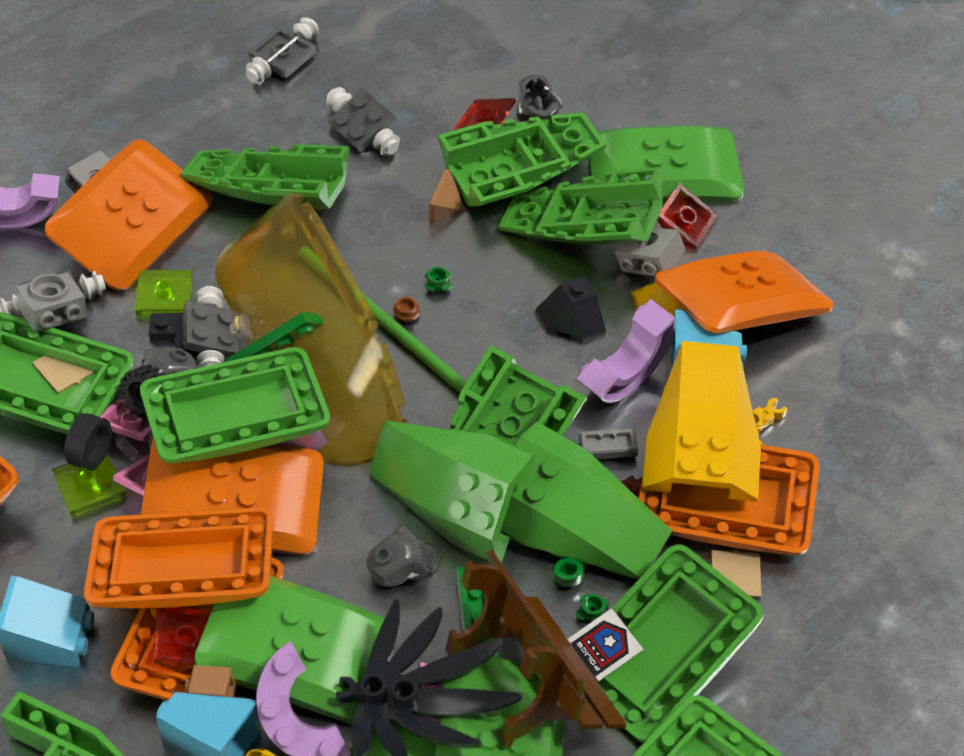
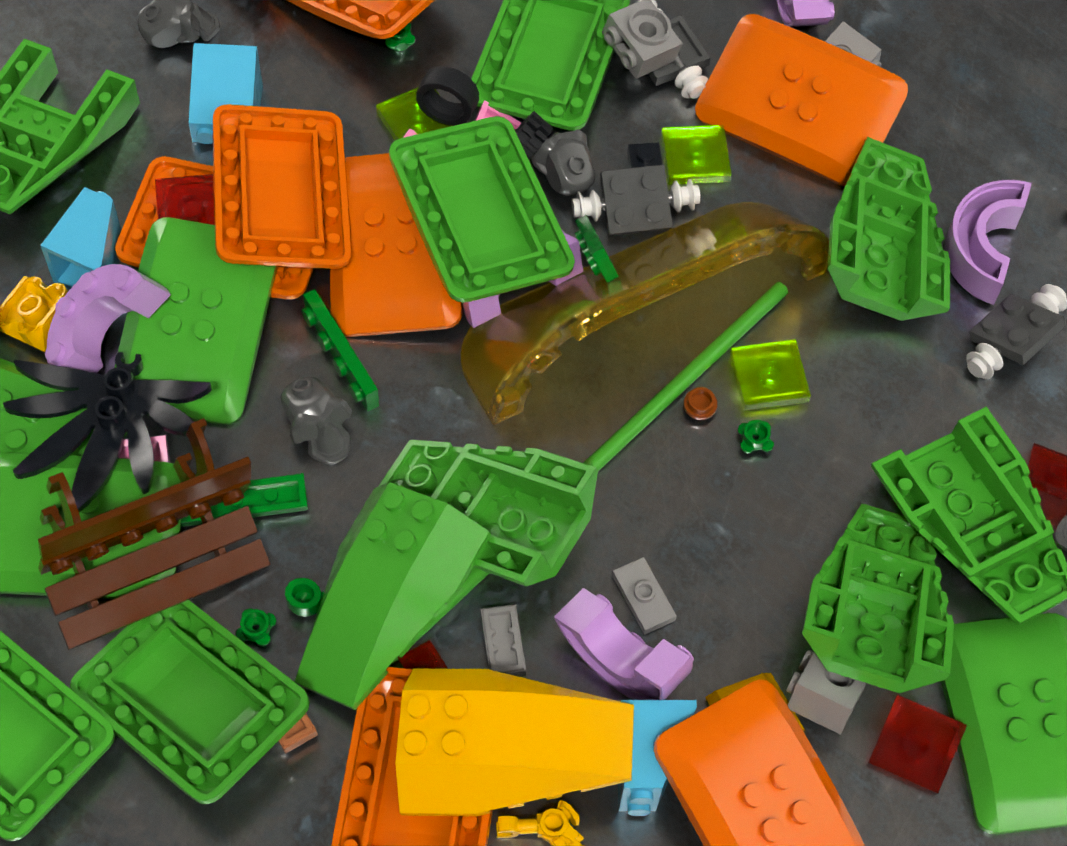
camera: 85 degrees right, 10 degrees up
(61, 374) = (559, 71): tan piece -> none
(211, 681) = (126, 236): medium nougat brick -> none
(241, 327) = (643, 228): clear tile -> none
(270, 129) = (972, 257): none -> lavender brick
(335, 541) = (345, 359): none -> green plate
(385, 265) = (770, 375): none -> clear neon green plate
(445, 200) = (895, 432): medium nougat slope -> none
(452, 480) = (396, 450): bright green wedge -> none
(568, 358) = (644, 595): none -> light grey plate
(573, 311) = (719, 598): black slope -> none
(605, 644) = (190, 632): sticker -> none
(741, 569) = (309, 799): tan piece -> none

